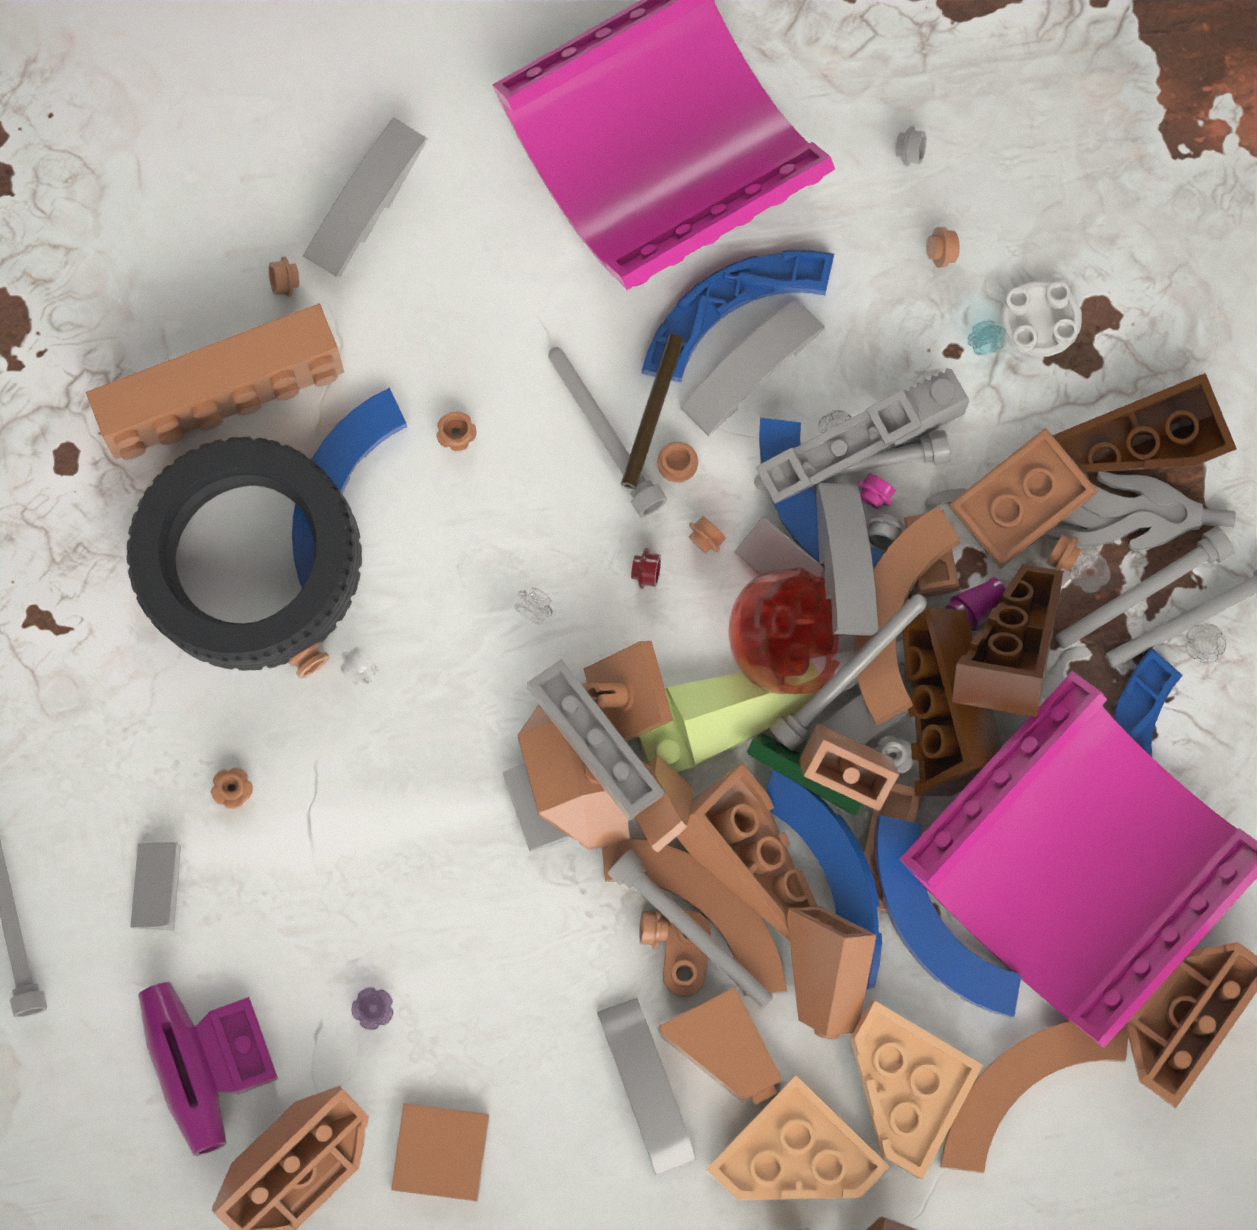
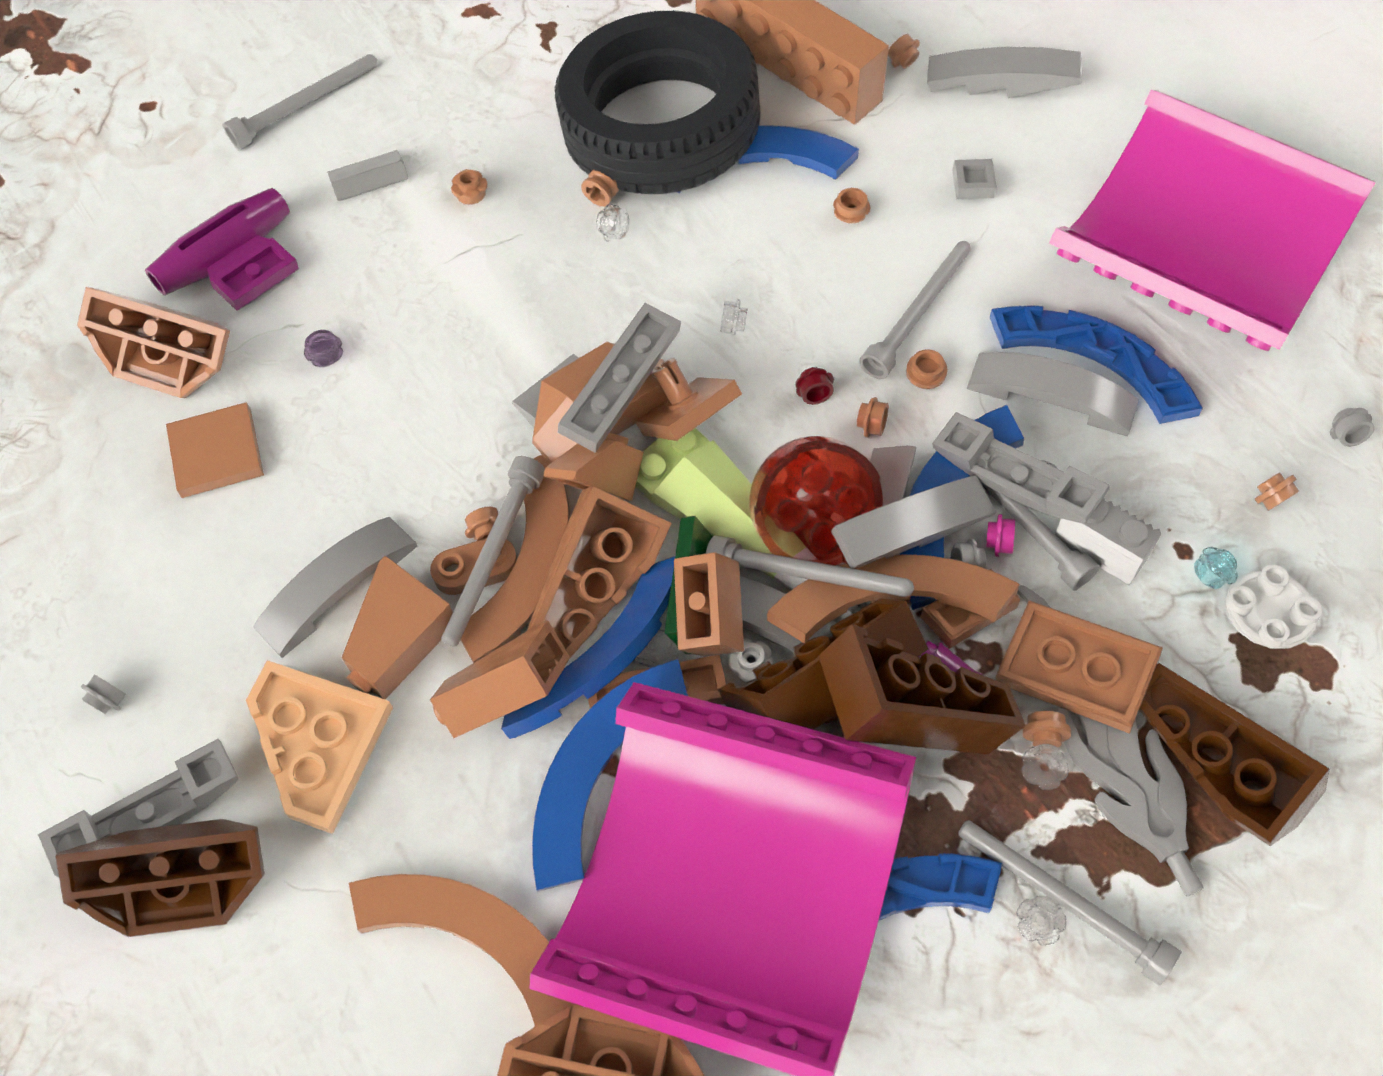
camera: 70 degrees right, 15 degrees down
(484, 301) = (974, 179): none -> light grey plate
(652, 411) = (957, 325): dark brown piece -> none
(910, 1086) = (419, 812): light nougat plate -> none
(1213, 547) = (1146, 878): light grey piece -> none

